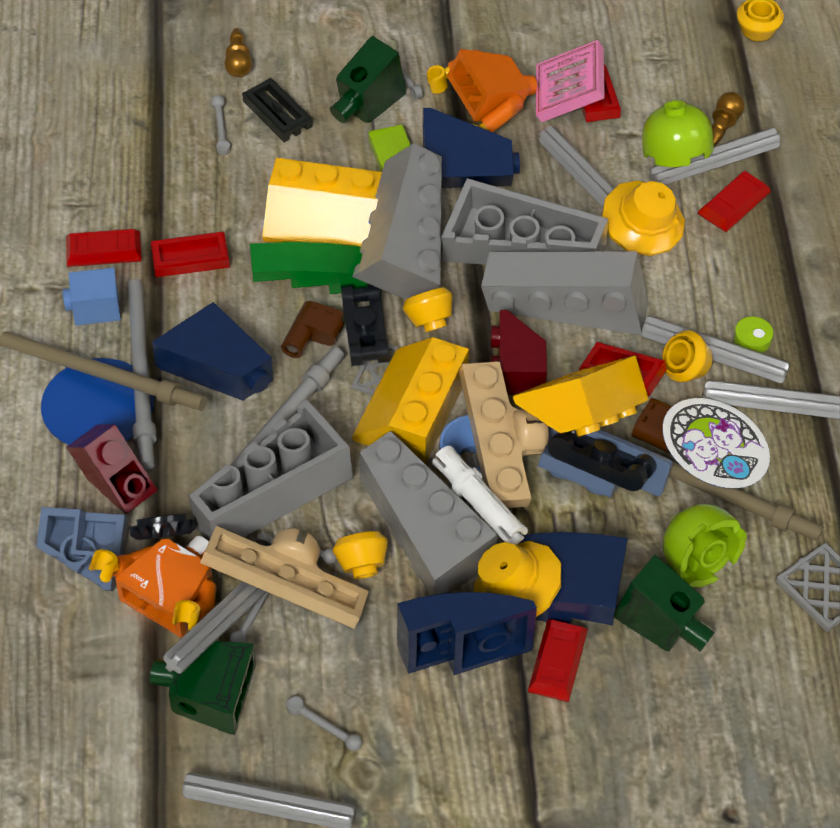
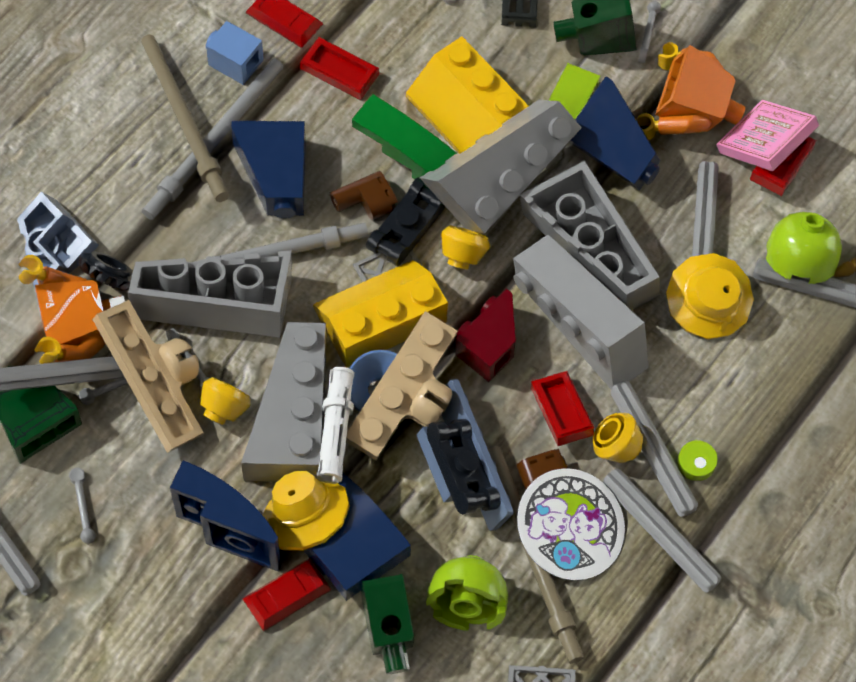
camera: 40 degrees right, 10 degrees up
(80, 401) = (152, 141): blue sticker -> none
(112, 467) = (120, 198): dark red slope -> none
(587, 397) = (494, 409): yellow slope -> none
(734, 201) = (804, 337): red tile -> none

